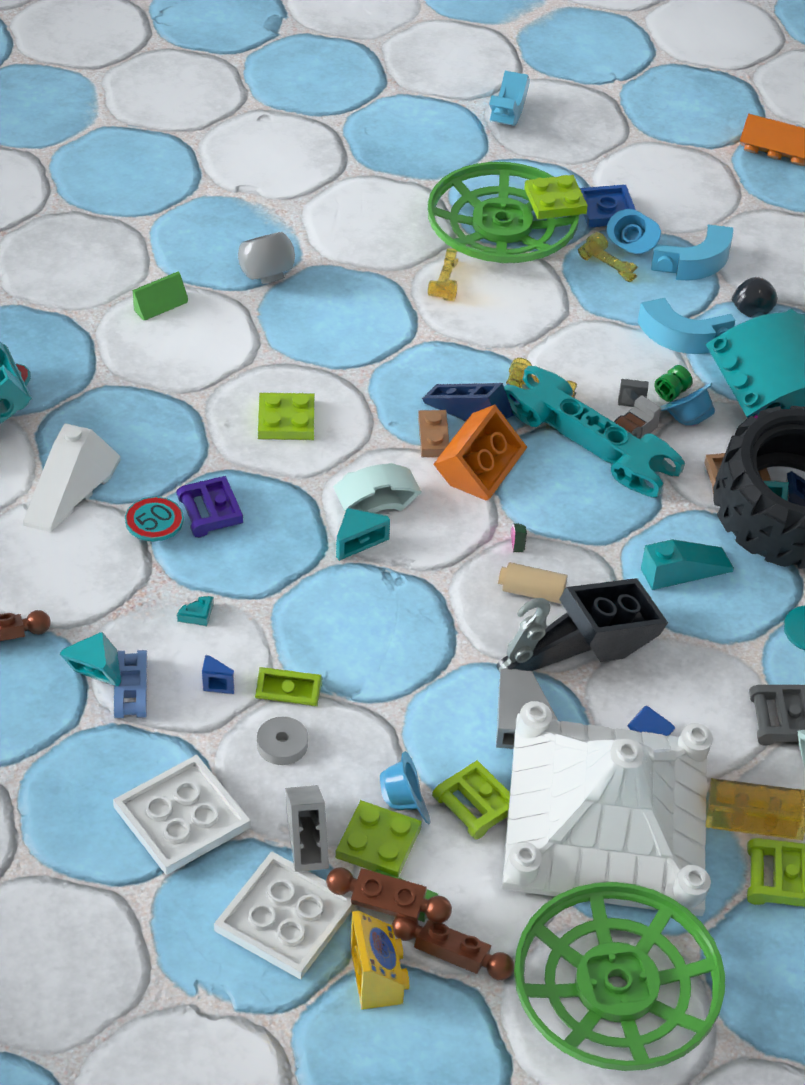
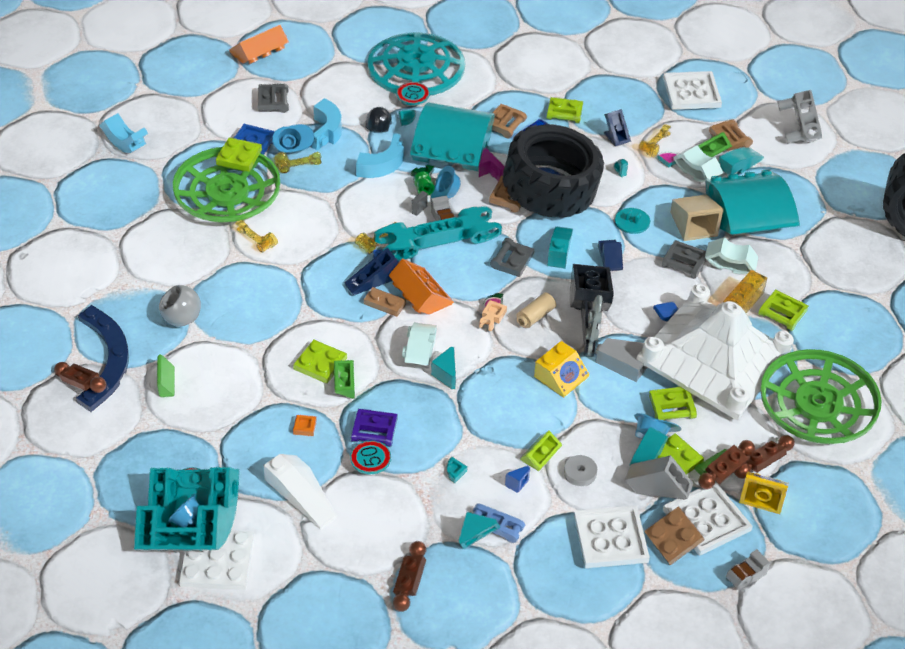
camera: 60 degrees left, 0 degrees up
(106, 231) = (80, 377): none -> copper plate
(162, 252) = (117, 356): none -> dark blue plate
(173, 444) = (304, 425): none -> orange tile
(215, 997) = (748, 570): none -> light grey leg
(223, 883) = (674, 535): none -> medium nougat plate
(269, 447) = (344, 378): none -> bright green slope
(357, 793) = (650, 446): none -> teal slope
(444, 649) = (561, 369): none -> yellow slope
(494, 541) = (492, 313): none -> light nougat plate
(619, 532) = (517, 260): none -> dark grey plate
(699, 184) = (267, 97): none -> dark grey plate
(702, 377) = (428, 168): none -> dark green tile
(716, 625) = (611, 254): none -> dark blue slope

